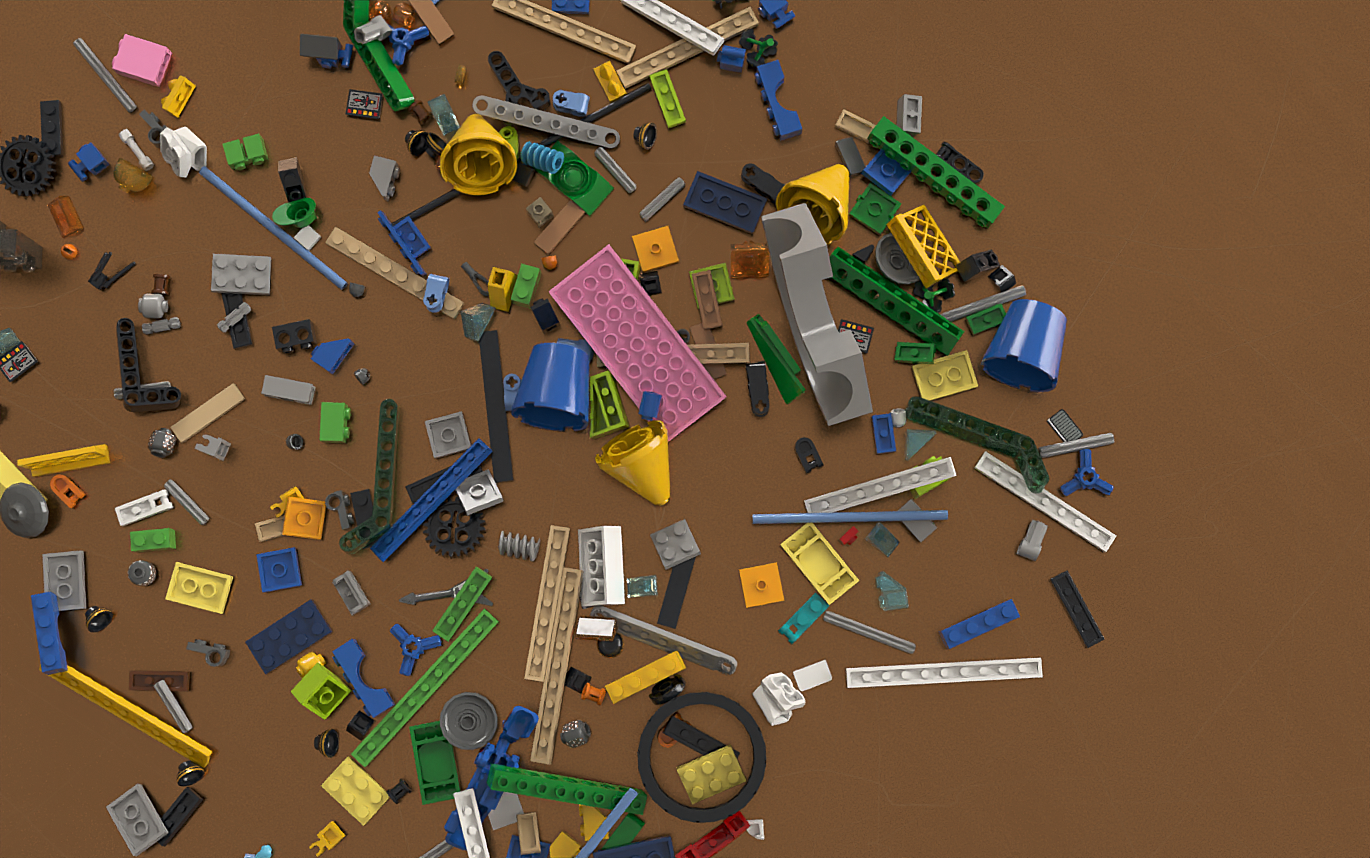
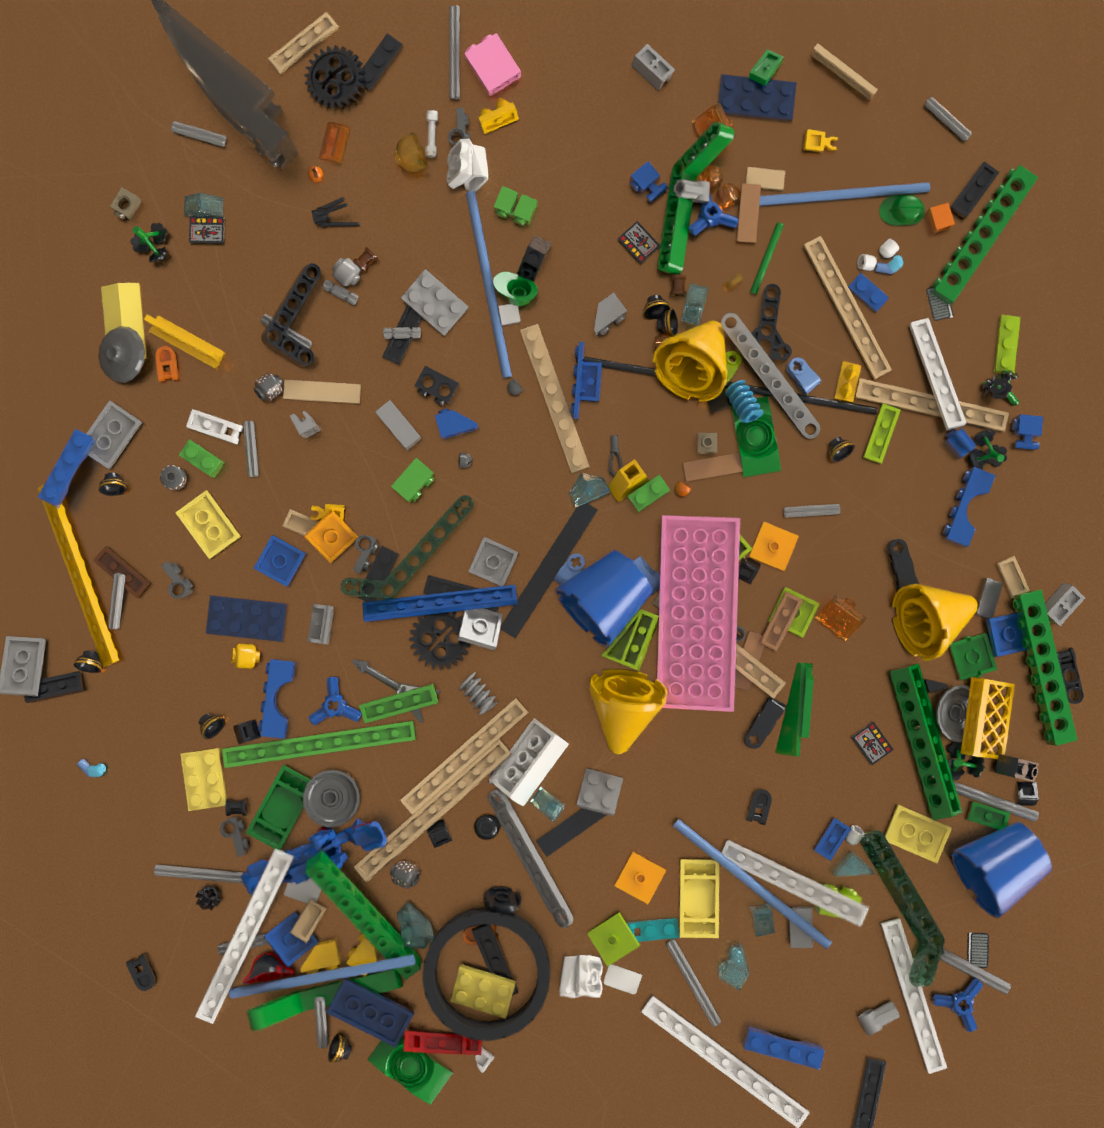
camera: 35 degrees right, 5 degrees up
(90, 159) = (390, 114): blue brick -> none
(294, 441) = (370, 469): dark grey hinge -> none
(319, 46) = (640, 169): dark grey slope -> none
(321, 691) = (237, 683): lime brick -> none
(329, 837) = (155, 798): yellow plate -> none
(426, 816) = (241, 844): none -> dark grey plate
(435, 289) = (576, 439): medium blue piece -> none
(472, 39) = (766, 259): none -> green bar
(545, 315) = (644, 530): black slope -> none
(593, 694) = (443, 855): orange bush -> none
(596, 628) = (486, 807): flat silver slope -> none
(615, 170) = (793, 457): light grey axle -> none
(616, 768) = (414, 927): none -> clear light blue slope
(645, 676) = (493, 876): yellow brick -> none
(649, 405) = (668, 669): blue brick -> none
(725, 202) = (858, 554): dark blue plate -> none
(779, 649) = (613, 939): none -> lime plate
(828, 357) = (874, 663): light grey piece -> none
(849, 537) = (738, 897): red plate -> none
(915, 353) = (909, 797): green plate -> none

